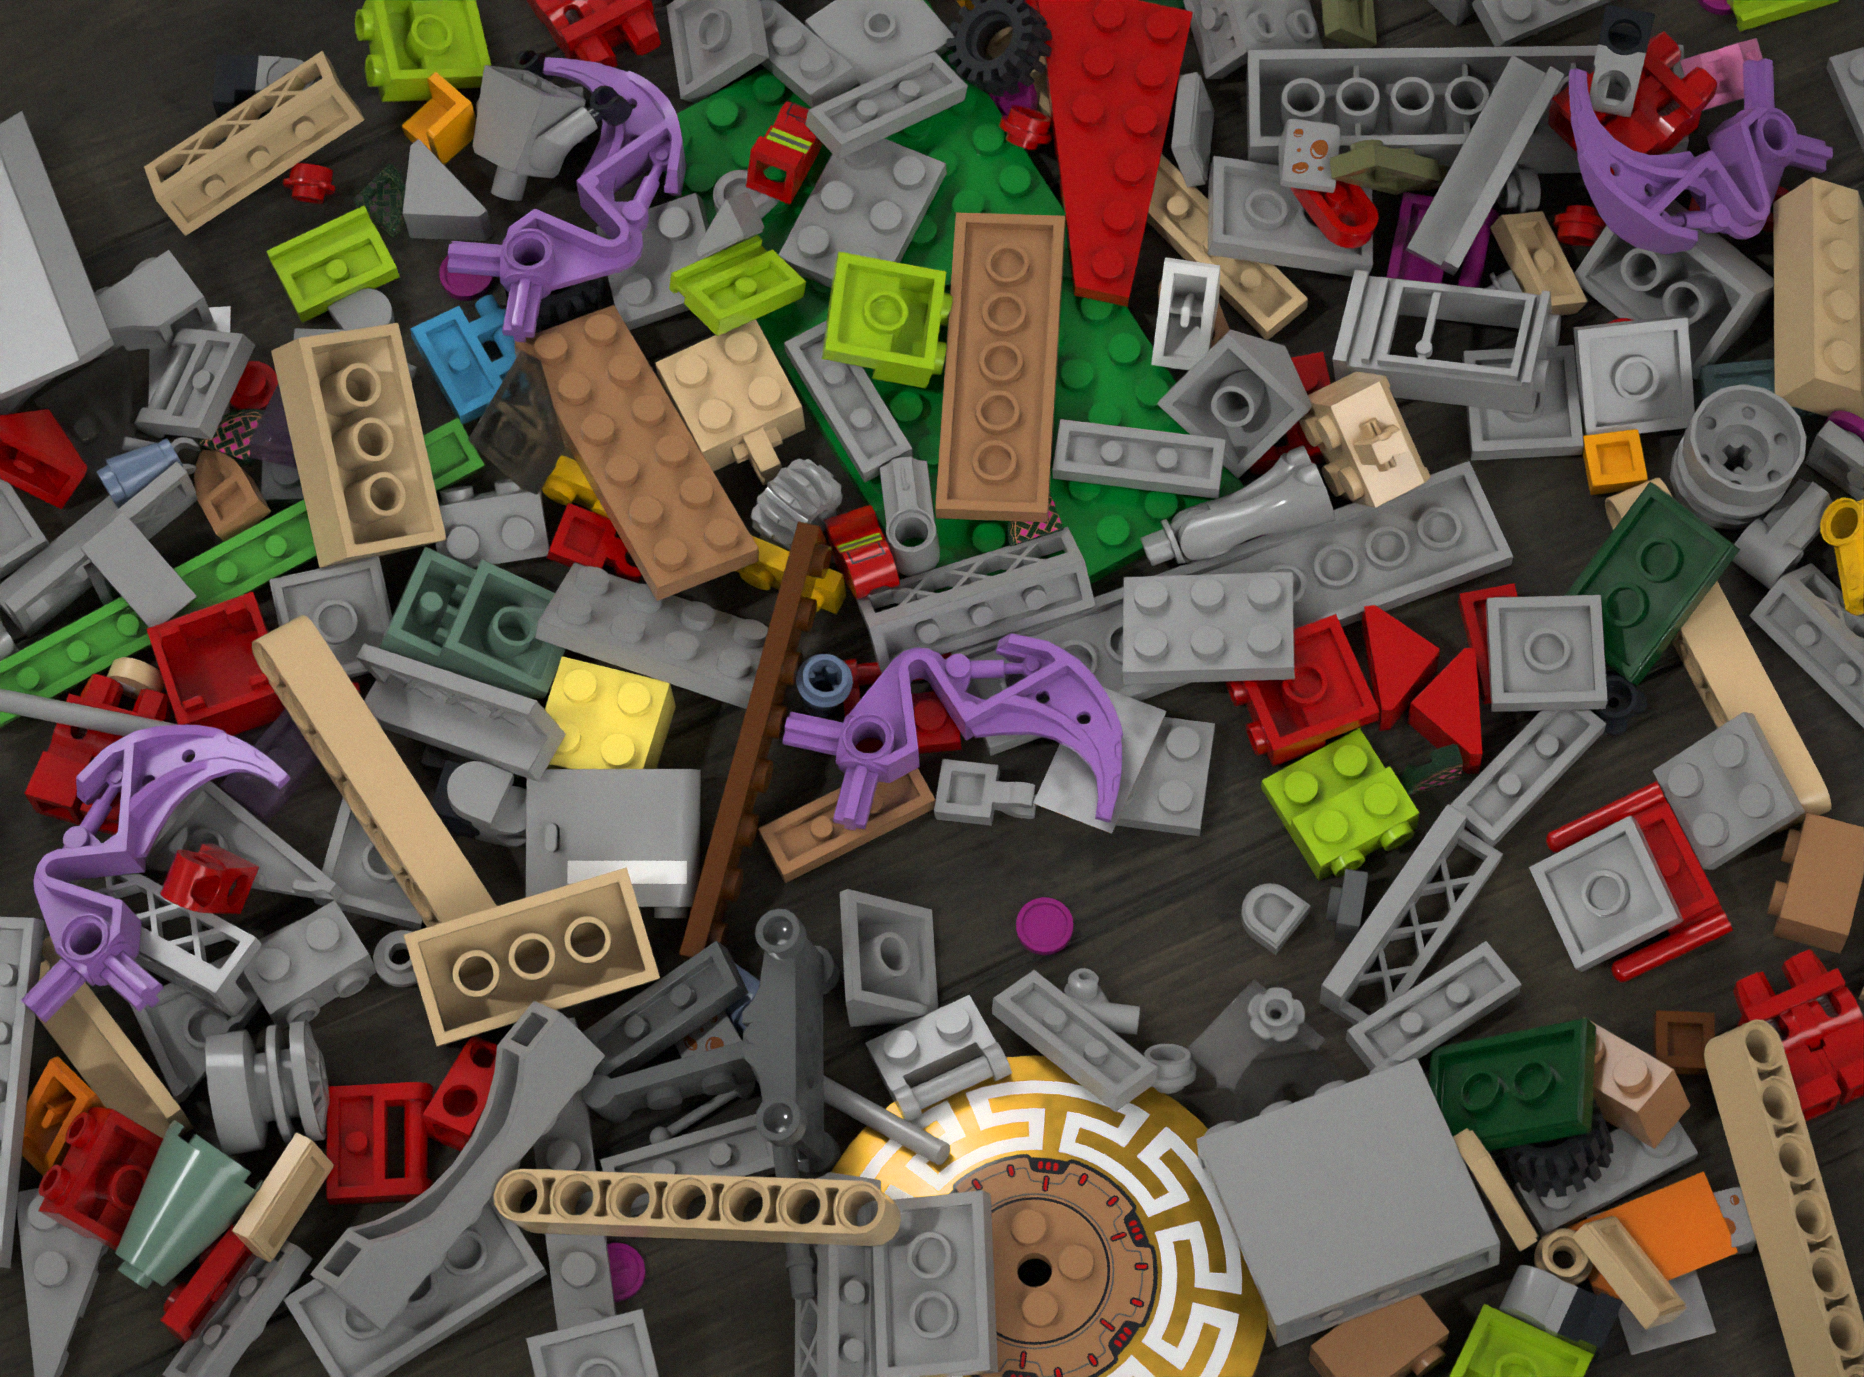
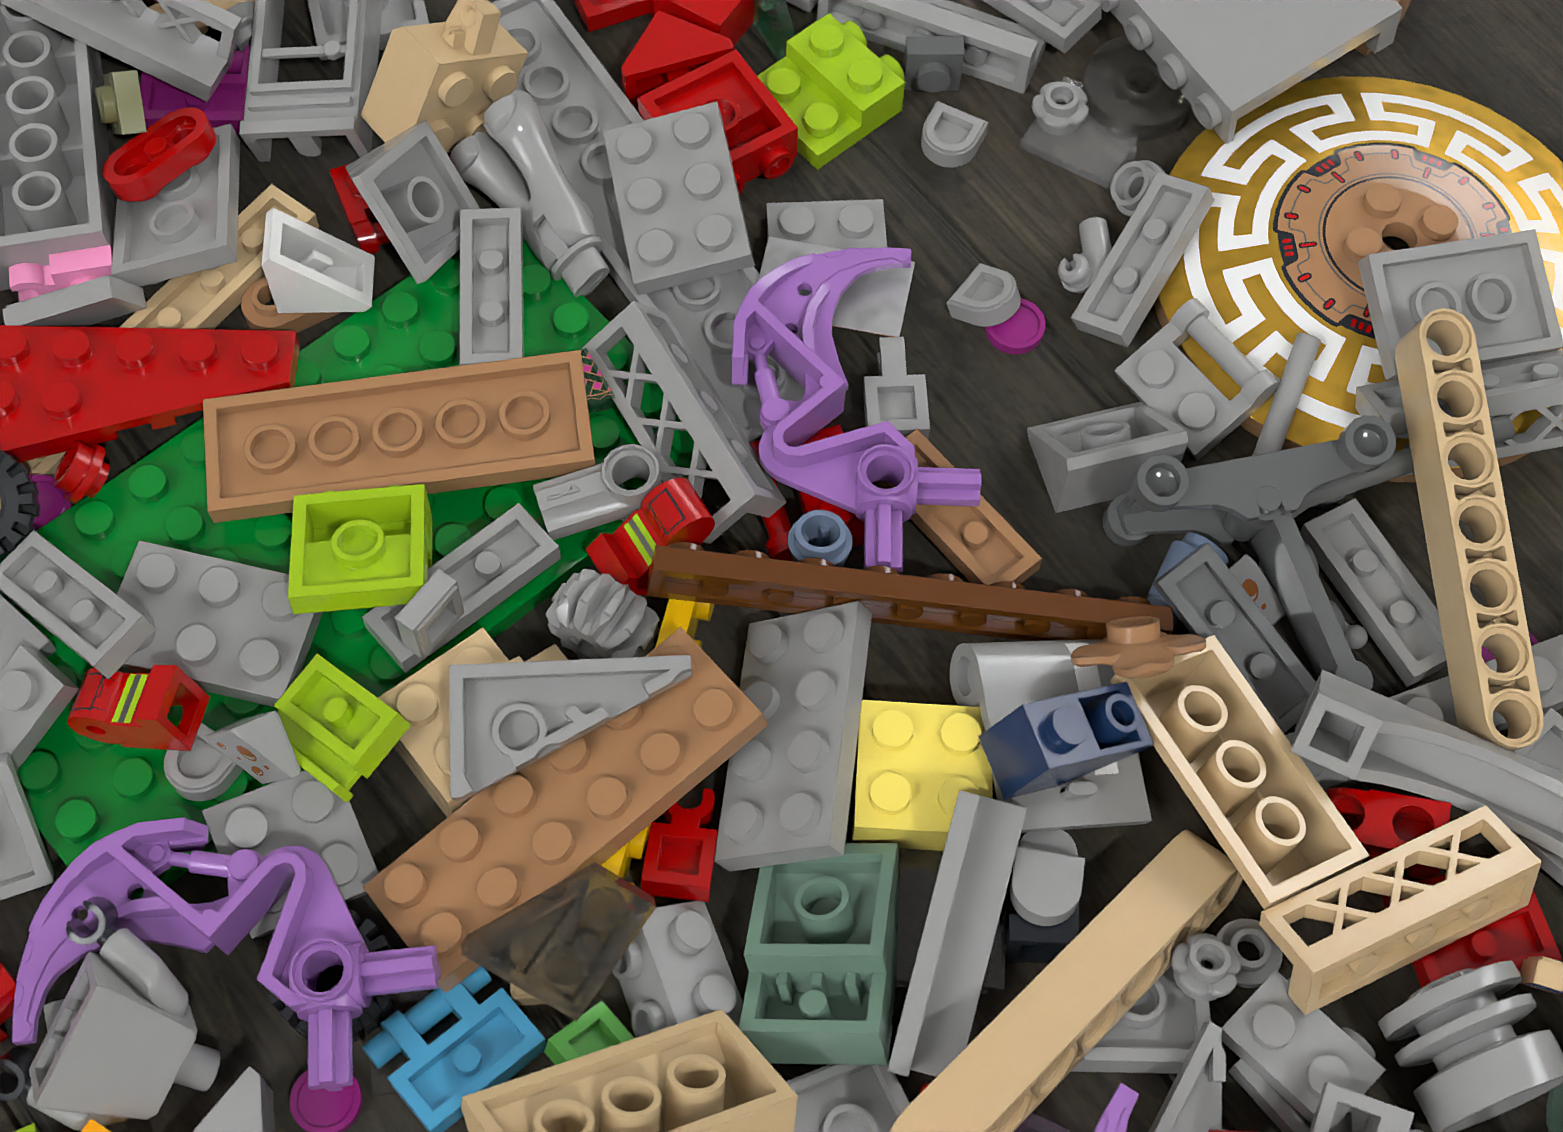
camera: 110 degrees left, 5 degrees down
(367, 1059) = (1406, 929): none -> tan fence
(389, 922) = (1201, 982): none -> light grey plate
(578, 815) = (1064, 738): none -> dark blue slope
(649, 896) = (1137, 648): none -> medium nougat plate
(703, 414) = (526, 710): none -> light grey wing
(807, 358) = (430, 614): none -> light grey tile
(1074, 900) = (985, 297): none -> light grey tile
(1235, 140) = (63, 271): none -> bright pink plate
(1305, 155) = (116, 163): light grey slope -> none

